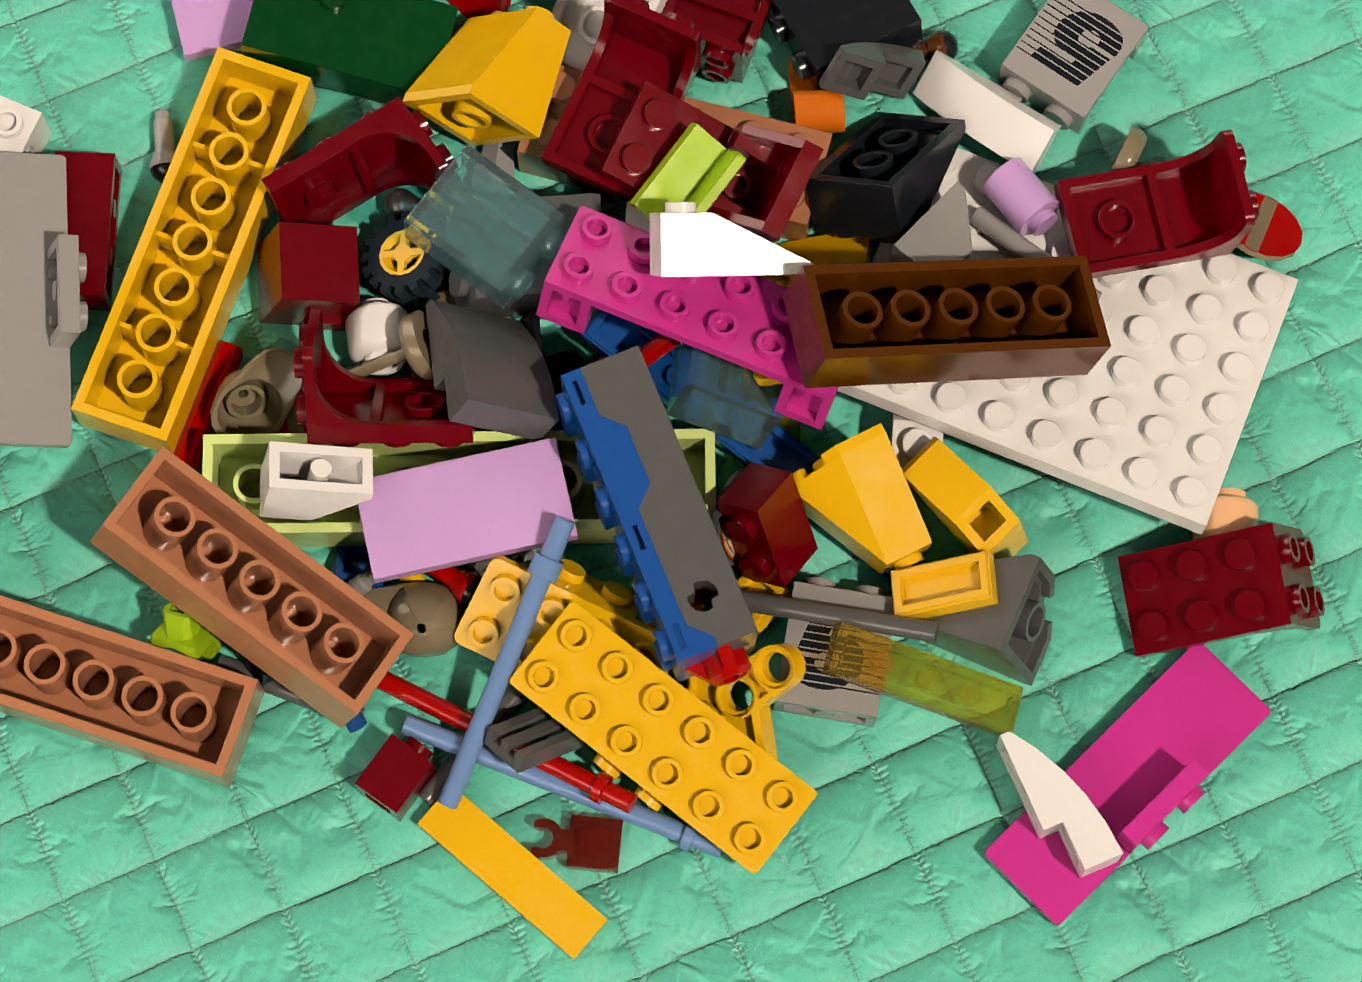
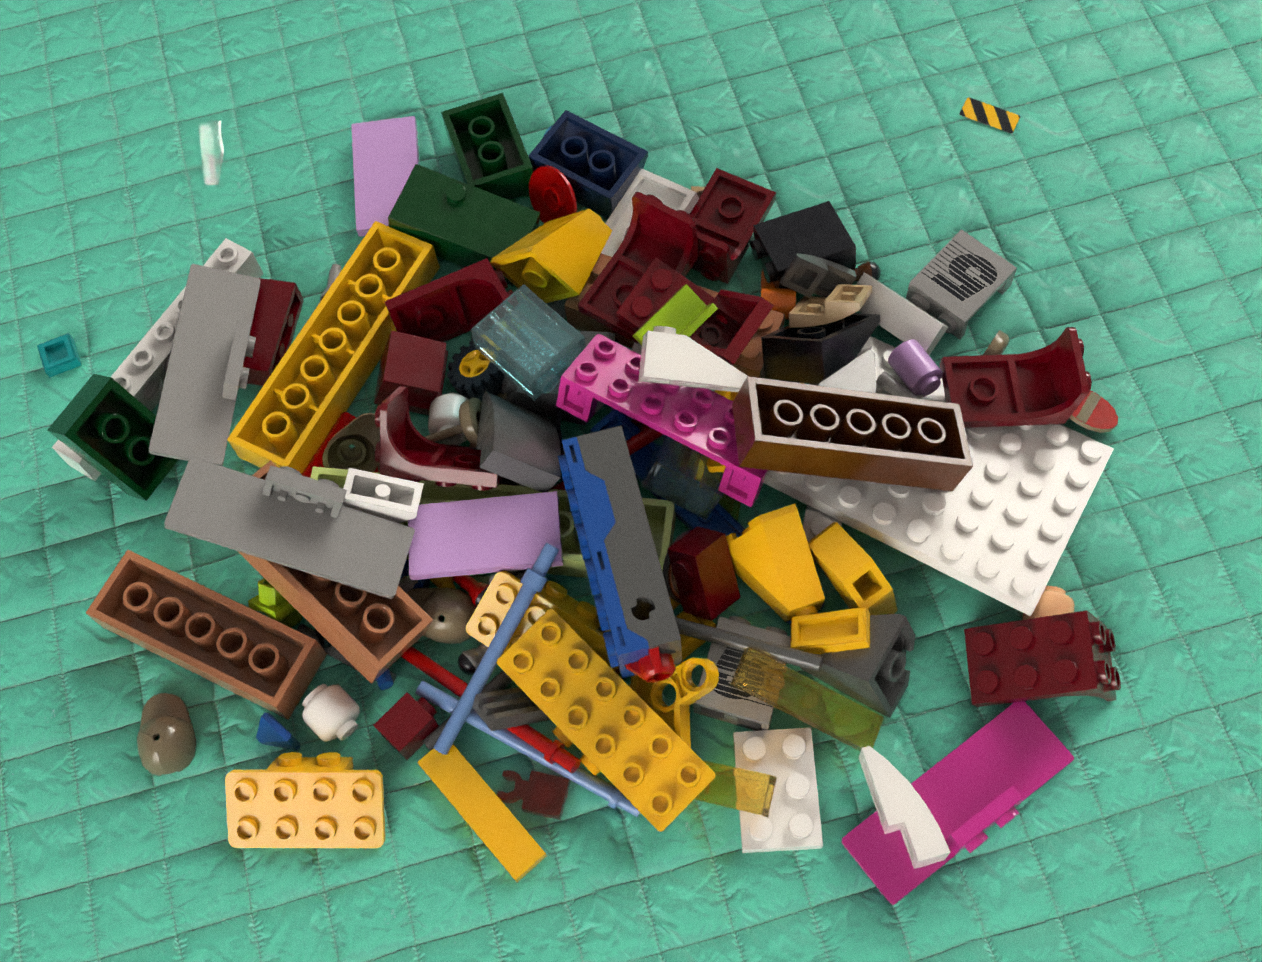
camera: 15 degrees right, 10 degrees down
(60, 805) = (166, 717): none -> dark tan cap
(211, 535) = (291, 524): none -> light grey bracket
(218, 809) = (274, 734): none -> blue slope
(280, 896) = (305, 804): none -> yellow bracket
(290, 772) = (330, 712): none -> white head
(467, 676) = (470, 659): none -> piece
(849, 806) = (739, 789): none -> clear yellow tile
(894, 118) = (840, 304): none -> tan slope
(895, 799) = (794, 807): none -> white plate

